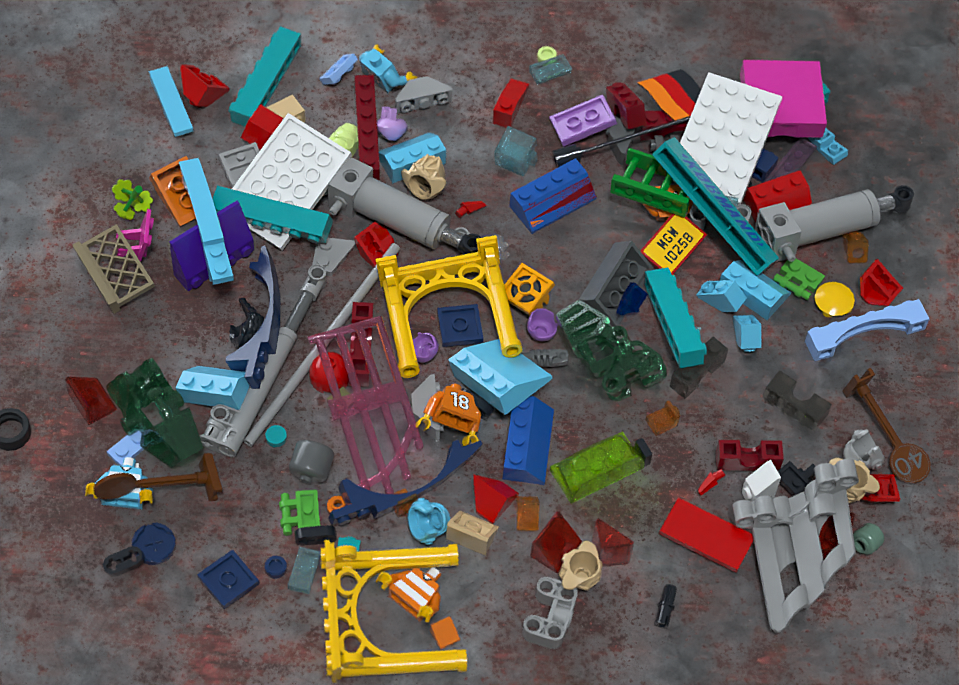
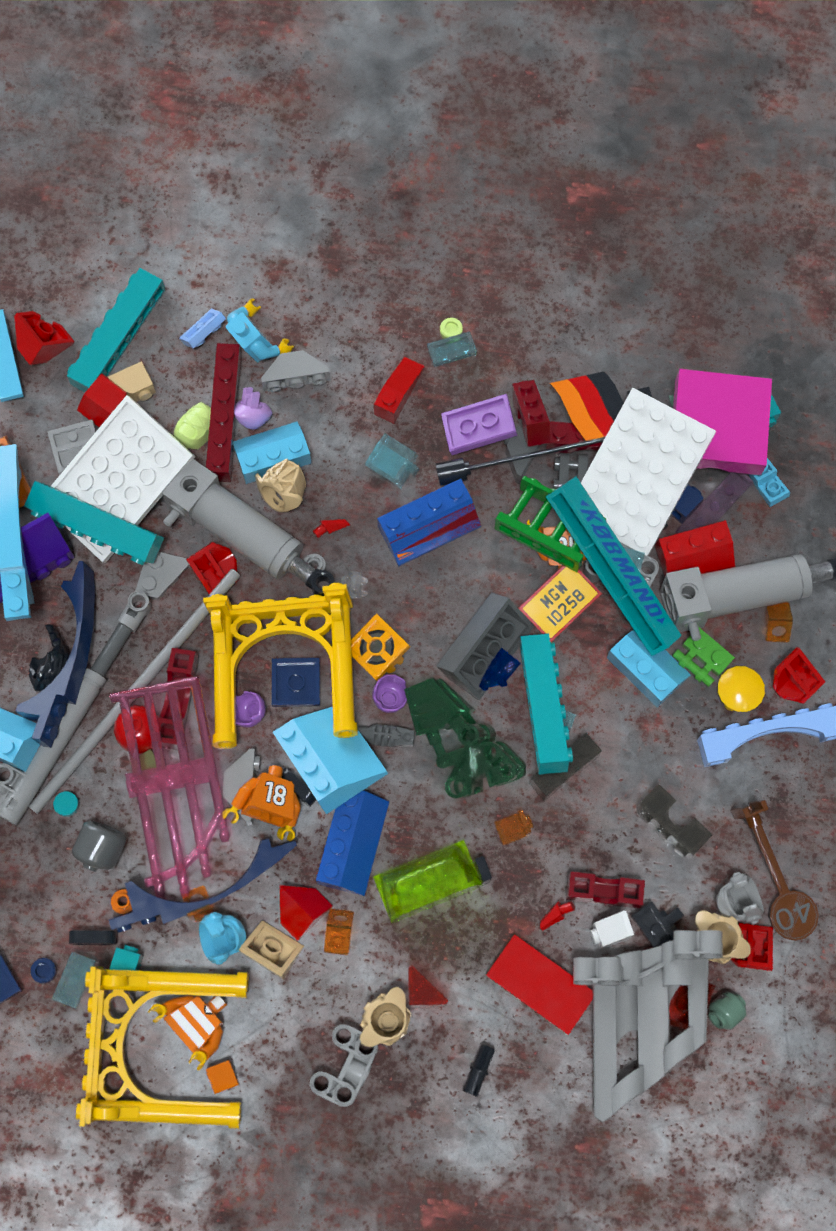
camera: 10 degrees right, 15 degrees up
(307, 510) = (87, 905): bright green plate -> none
(554, 542) = (364, 978): clear red slope -> none
(722, 295) = (608, 673): medium azure slope -> none
(747, 332) = (630, 724): medium azure slope -> none

